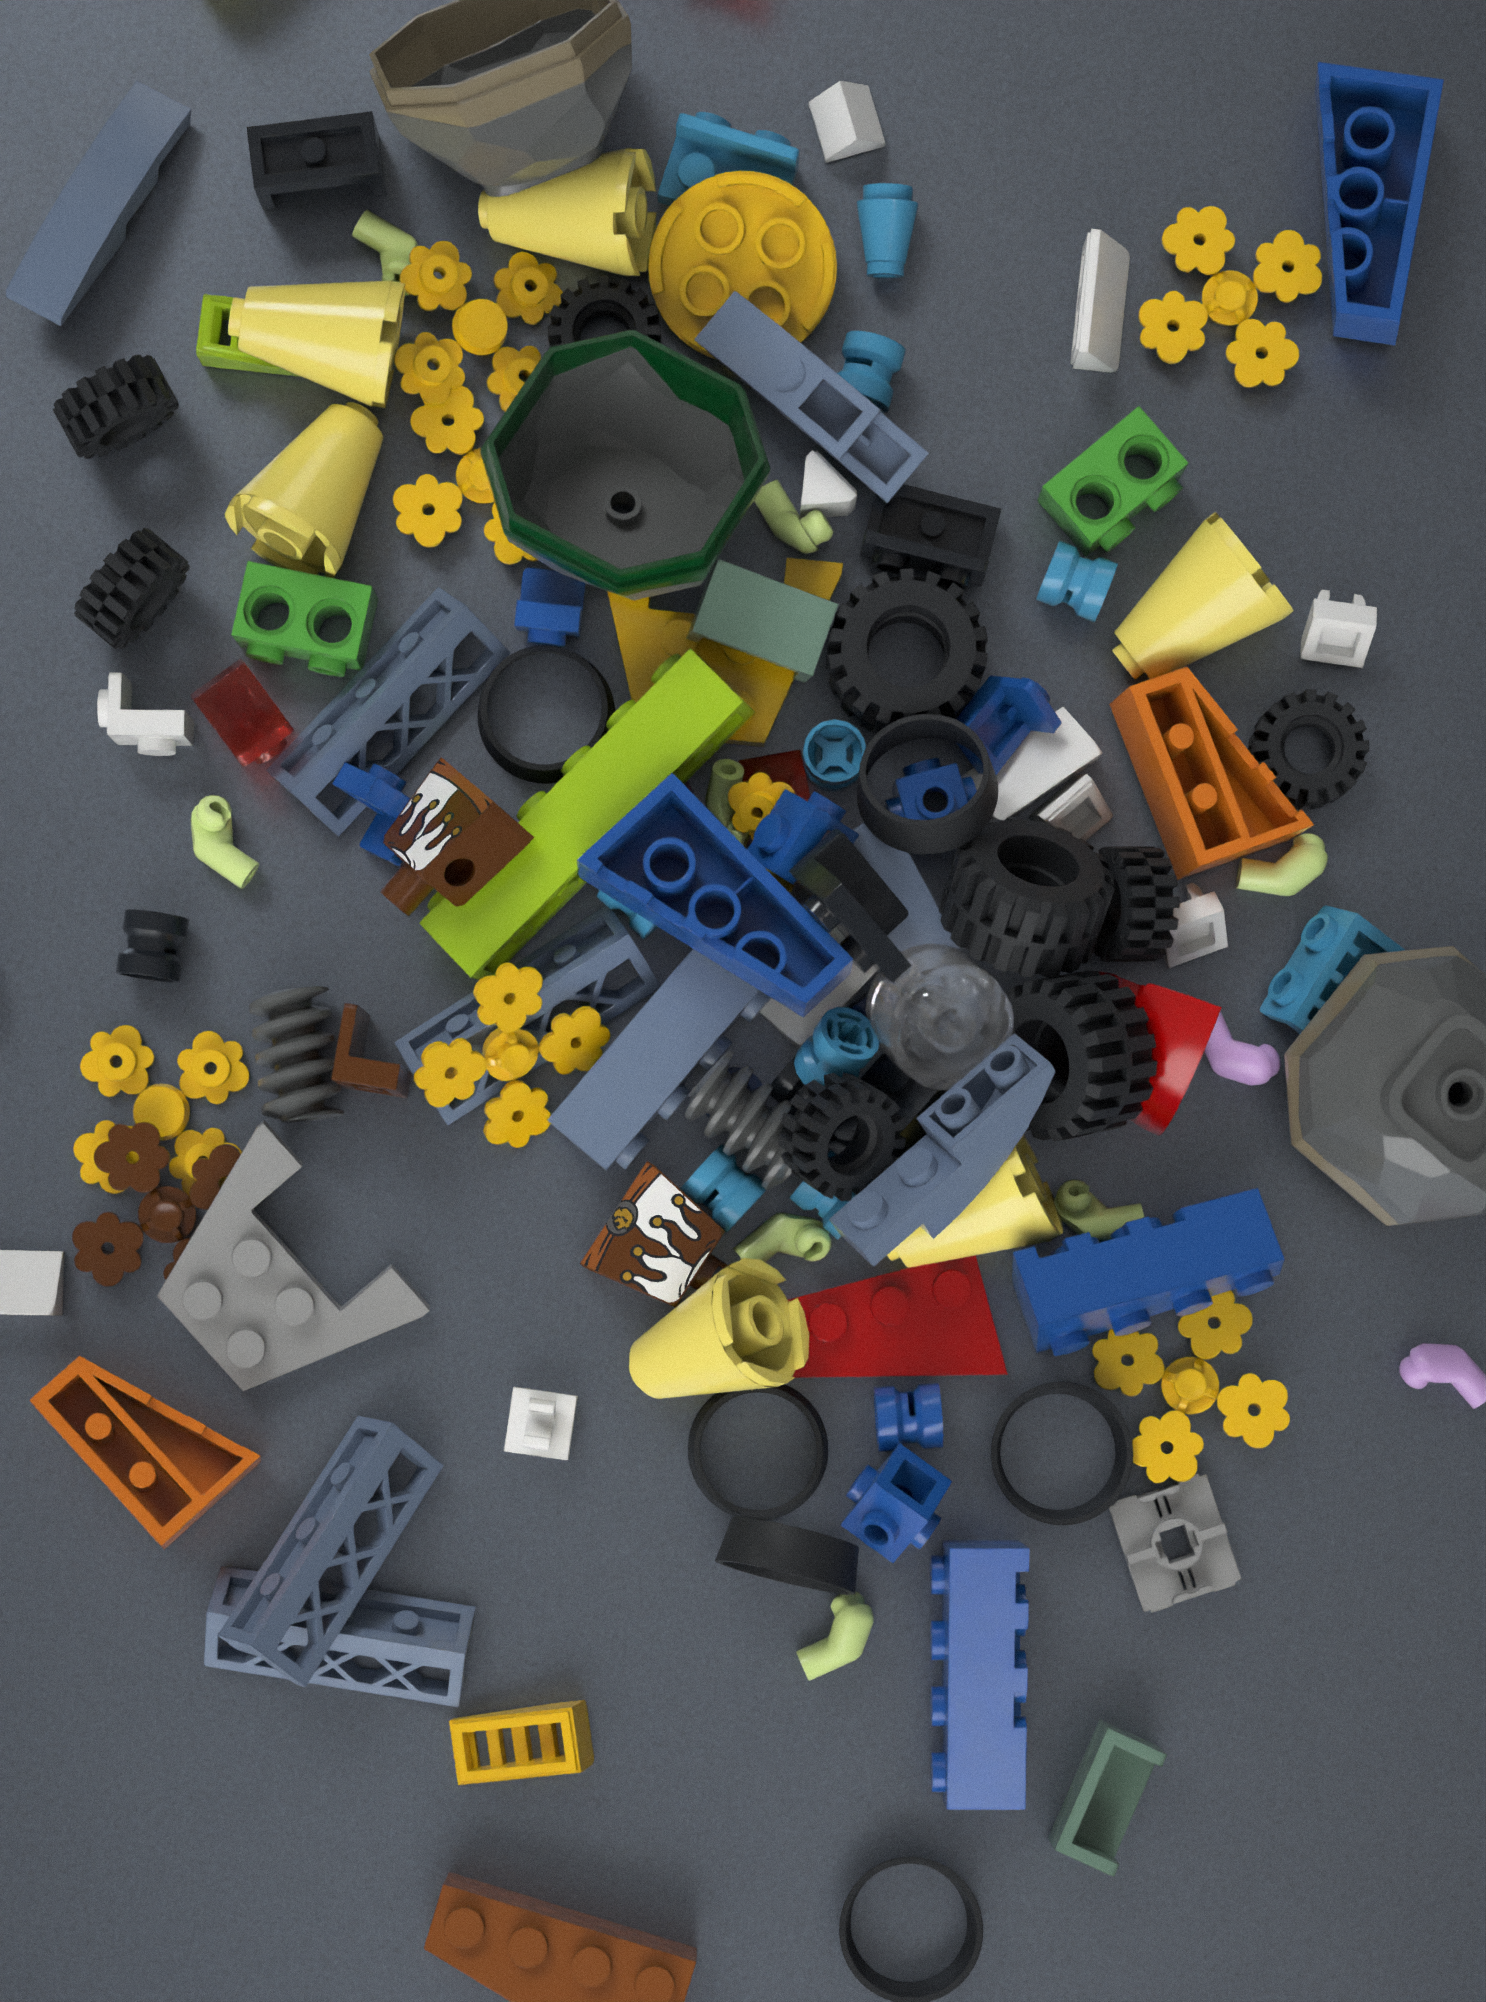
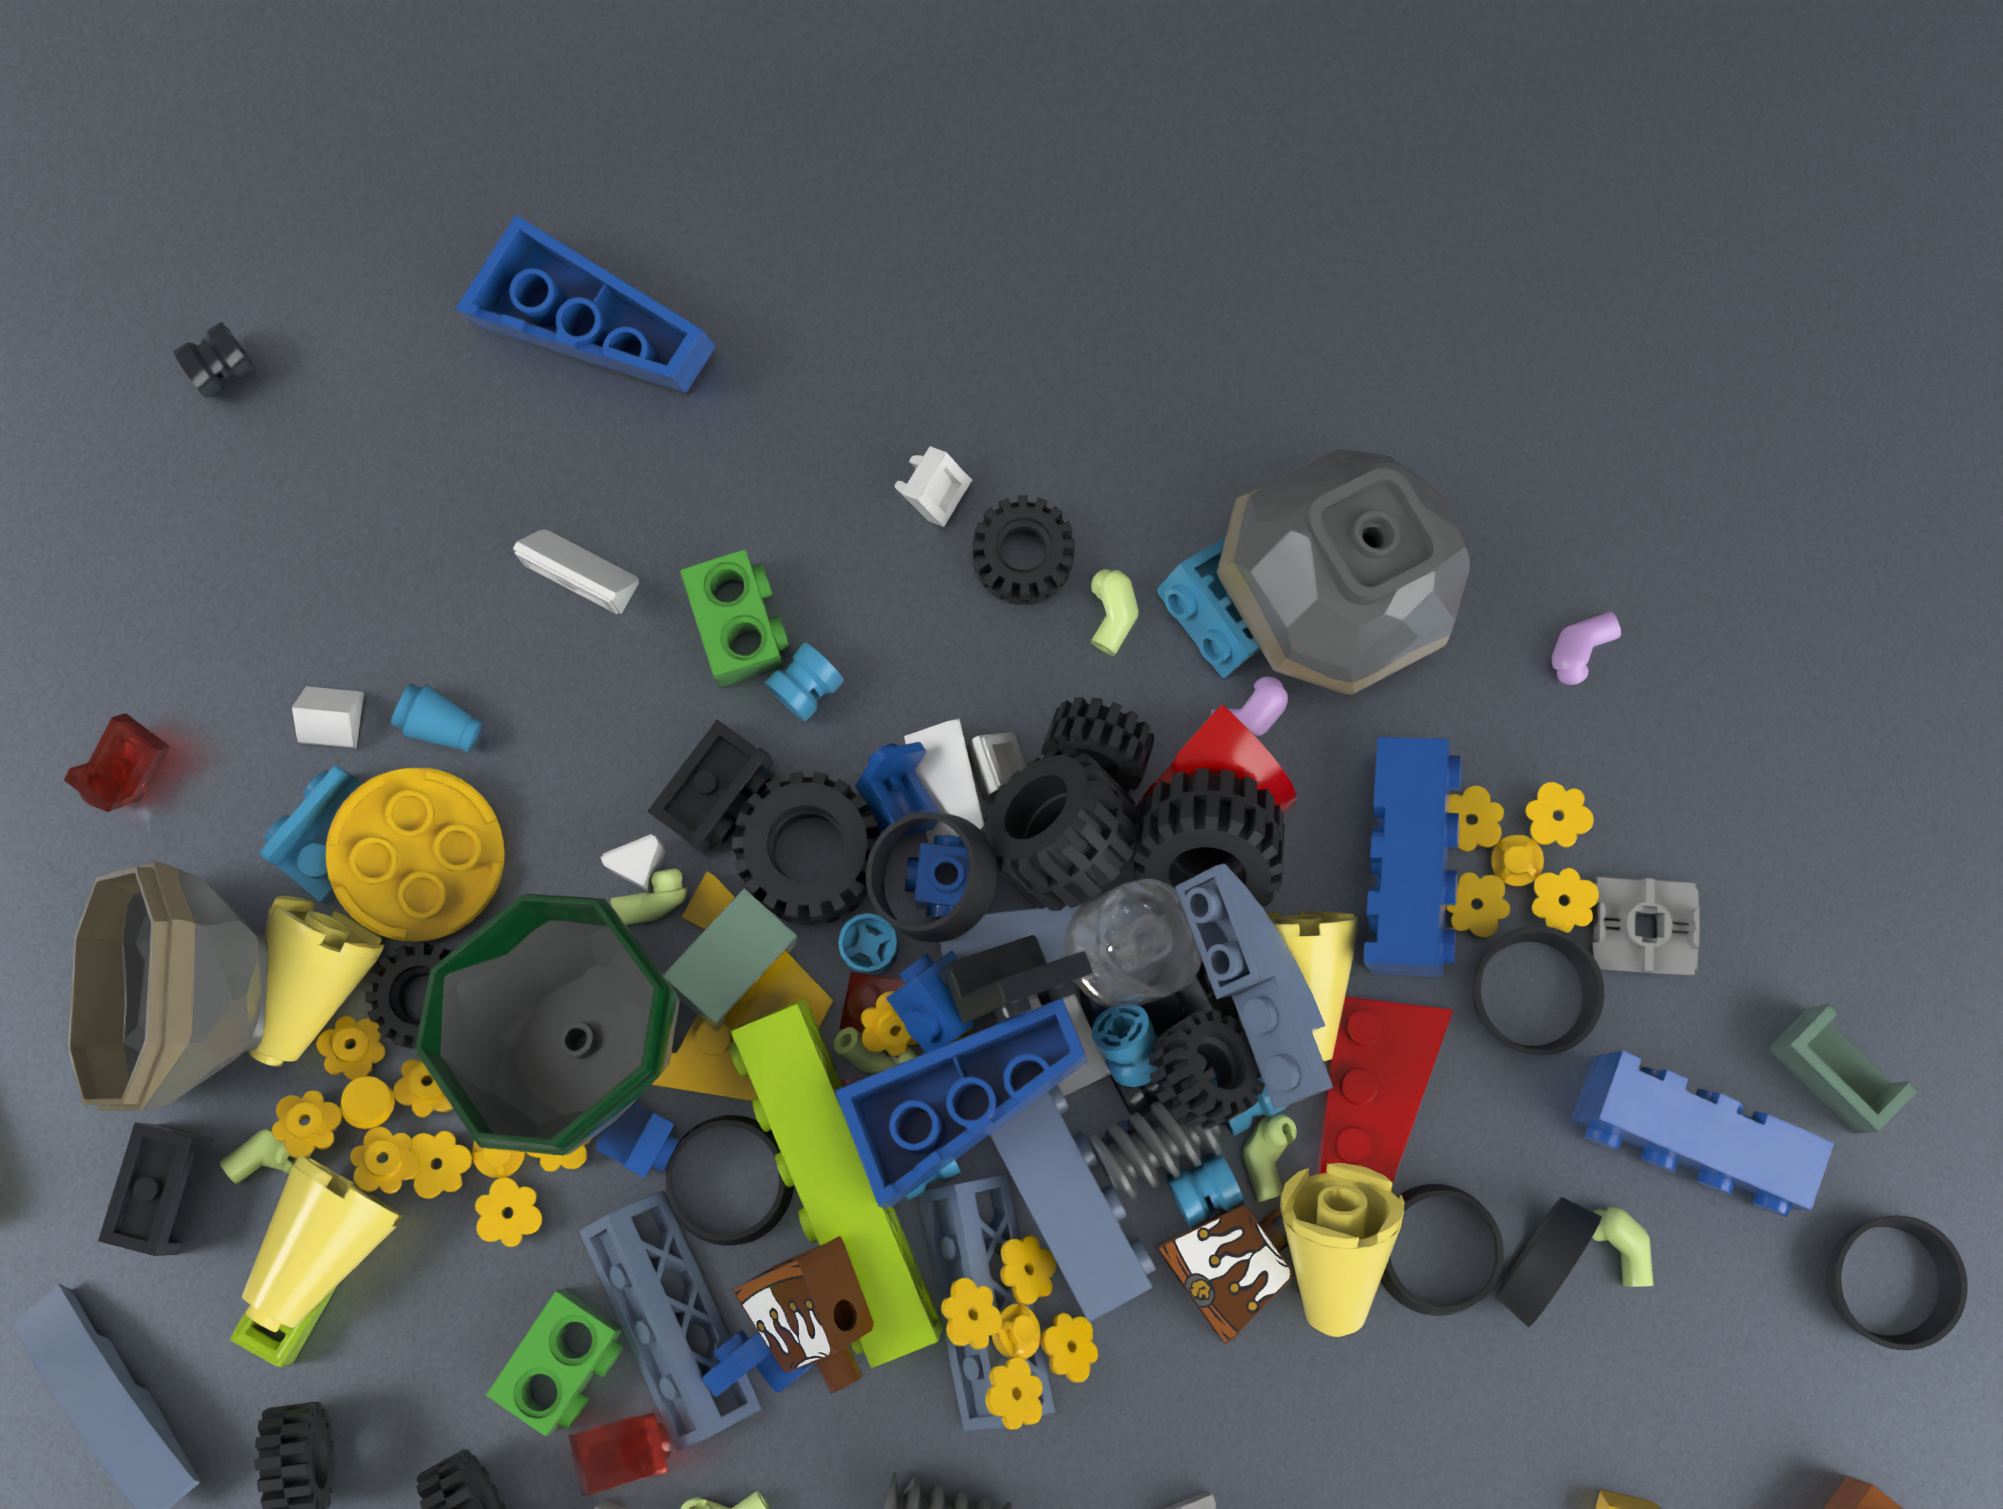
camera: 65 degrees left, 5 degrees down
(311, 492) = (449, 1311): light yellow cone -> none
(363, 1074) = (985, 1473): reddish brown panel -> none
(540, 1423) = (1346, 1433): white tile -> none
(811, 396) = (552, 840): sand blue slope -> none
(870, 365) = (551, 784): dark azure wheel -> none
(896, 1503) = (1532, 1149): blue brick -> none
(908, 1417) = (1454, 1121): blue wheel -> none
(1085, 1213) = (1346, 885): yellowish green arm -> none
(1199, 604) = (867, 588): light yellow cone -> none
(1199, 776) = (1011, 647): orange wedge -> none
(1199, 927) = (1136, 694): white tile -> none
(1230, 297) = (618, 461): yellow plant -> none

